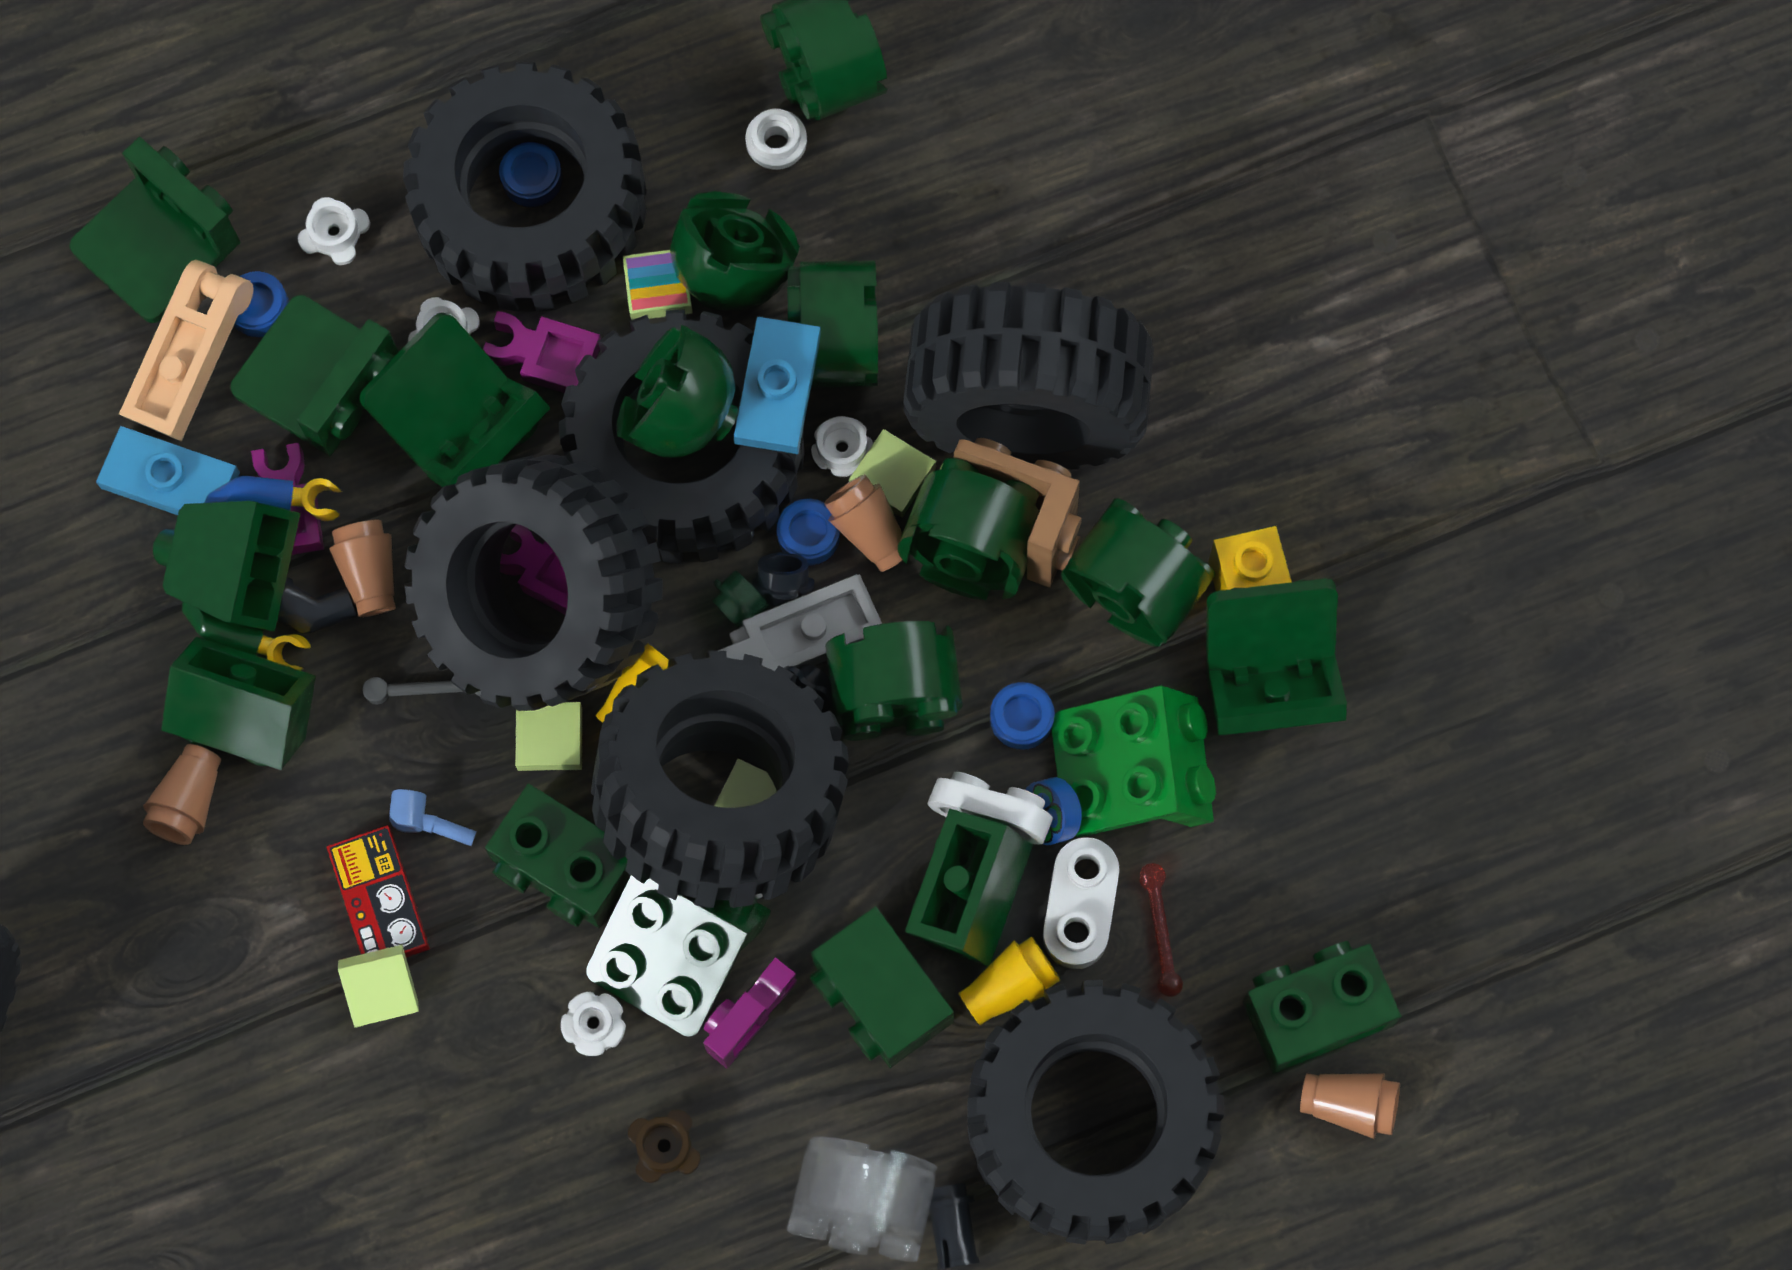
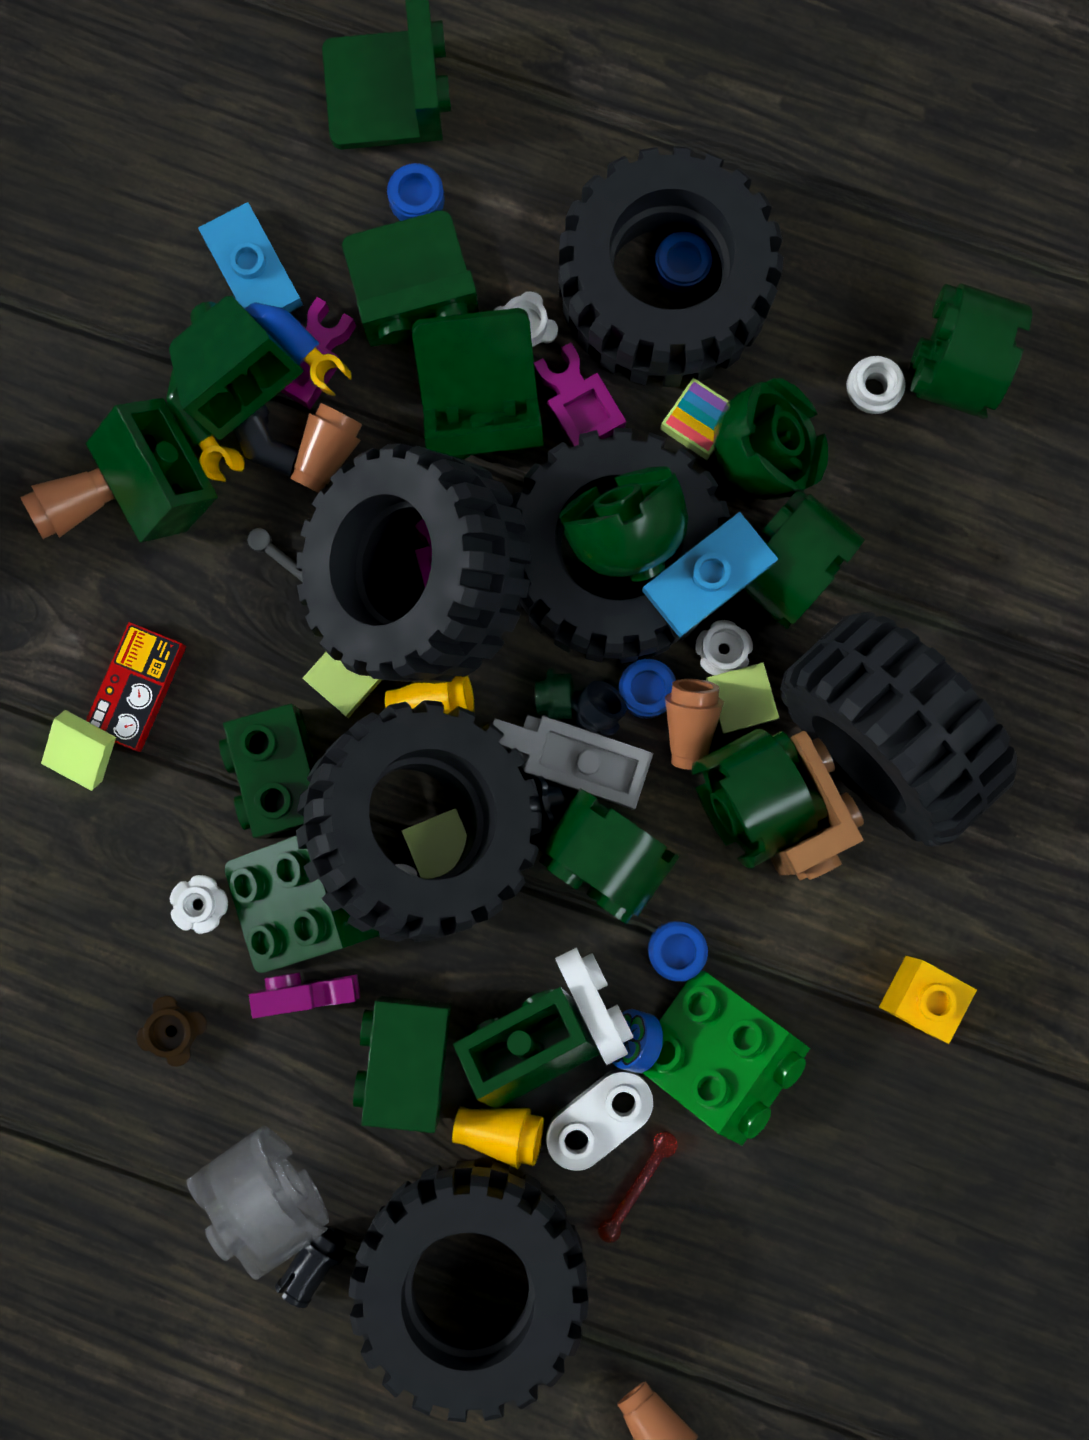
camera: 40 degrees right, 10 degrees up
(186, 349) = (336, 184): light nougat plate -> none
(333, 213) = (512, 170): white plate -> none
(409, 816) = (203, 647): medium blue hand -> none
(1138, 573) = (847, 933): dark green brick -> none
(1274, 656) = (887, 1080): dark green bracket -> none
(1320, 1006) = (696, 1349): dark green brick -> none

